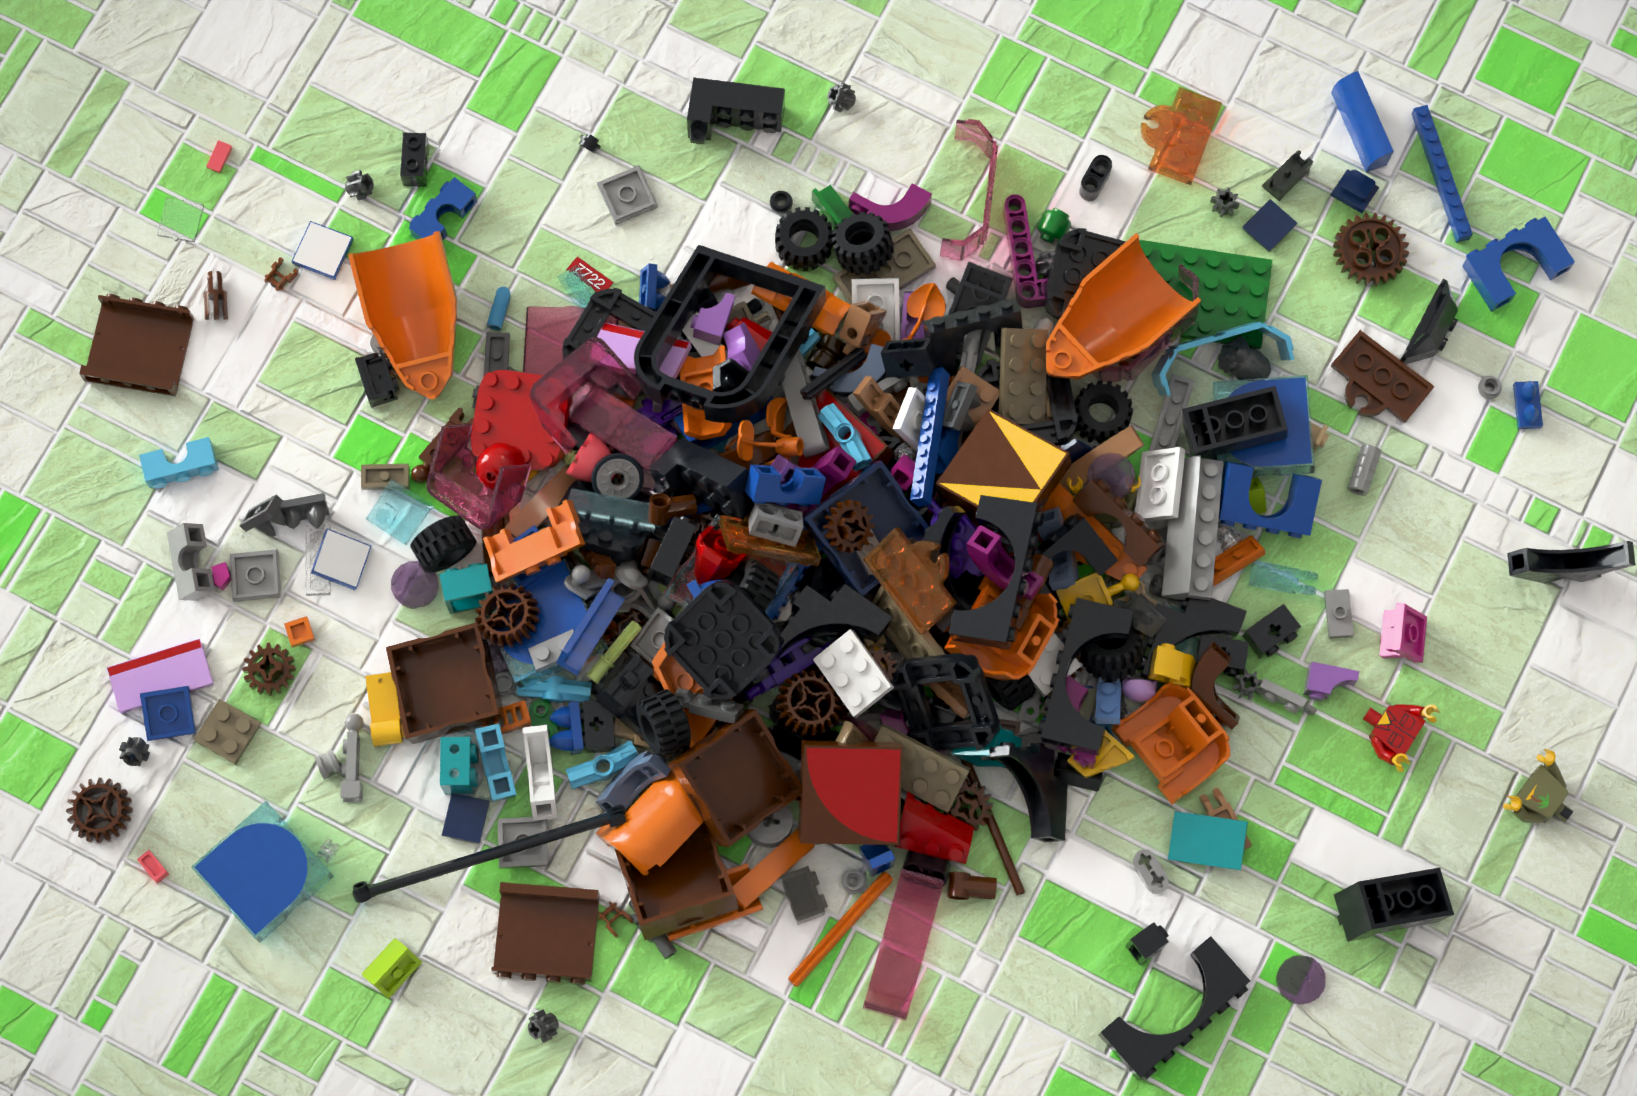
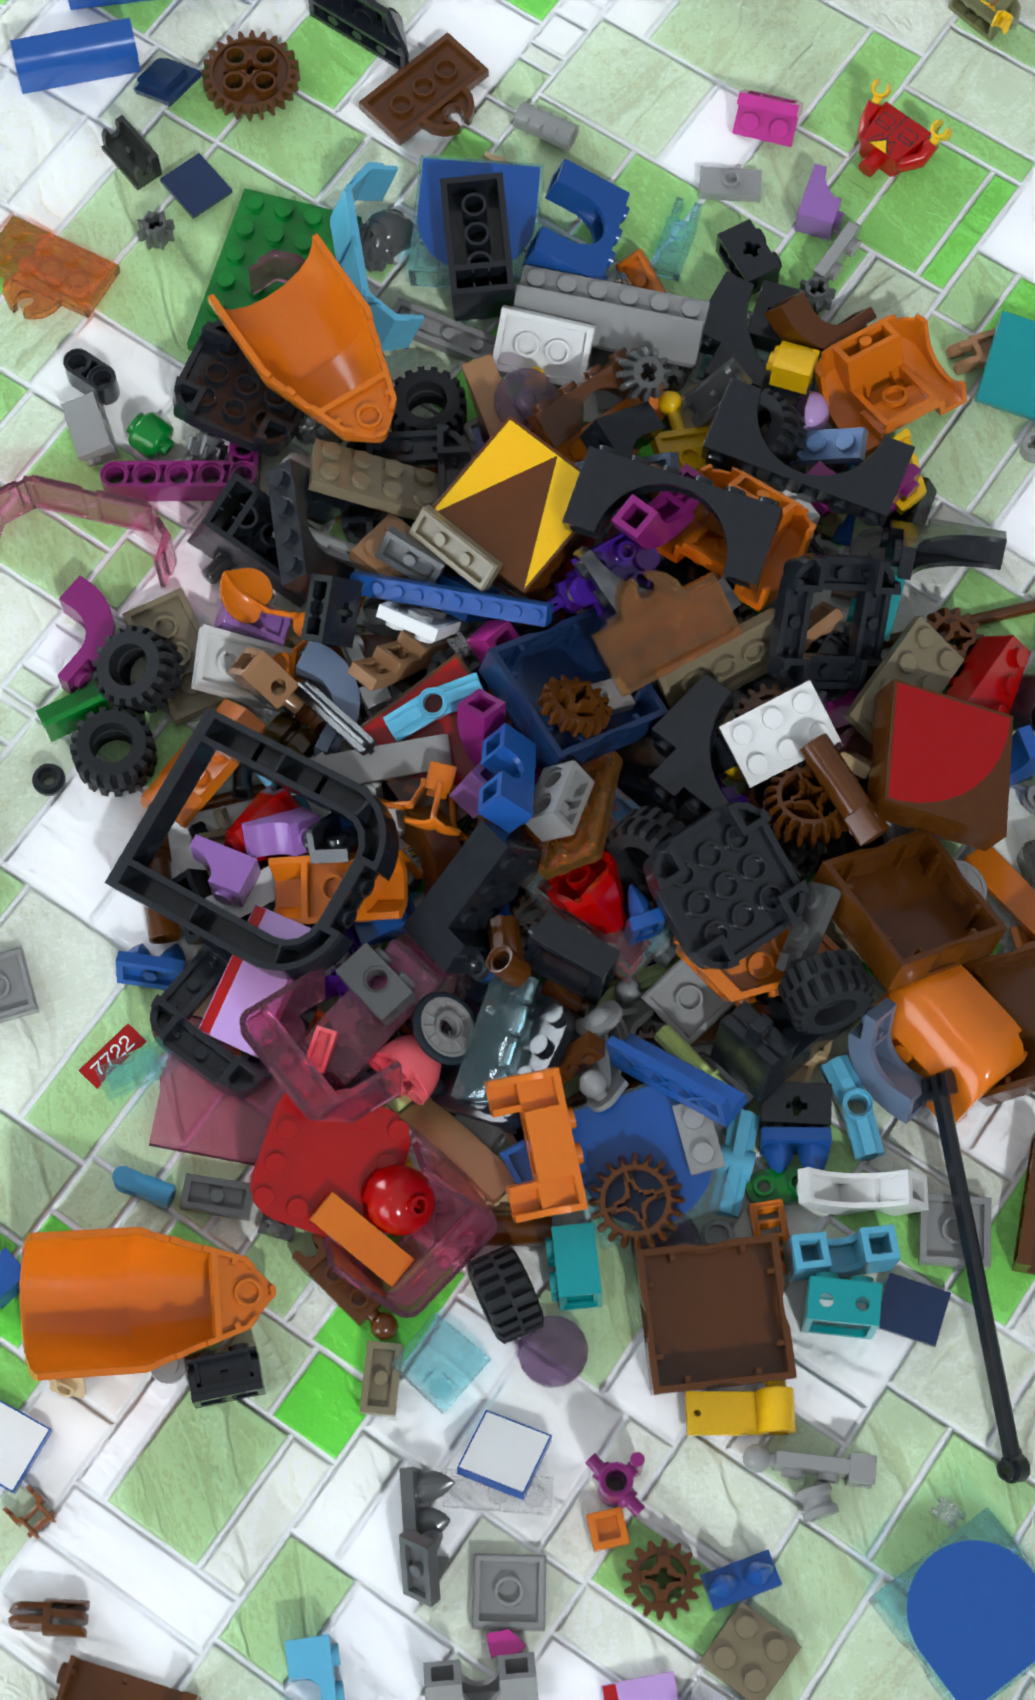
camera: 80 degrees left, 5 degrees down
(275, 721) = (740, 1580): none -> blue tile
(331, 635) = (625, 1473): none -> magenta pin
(470, 447) = (361, 1239): none -> orange tile
(592, 399) = (322, 1047): none -> coral piece
(638, 413) = (387, 1002): none -> dark grey brick
(795, 732) = (844, 790): none -> reddish brown piece
(964, 432) = (455, 548): none -> dark tan tile
(1052, 184) = (90, 430): none -> light grey hinge
(1145, 552) = (634, 366): none -> dark grey gear

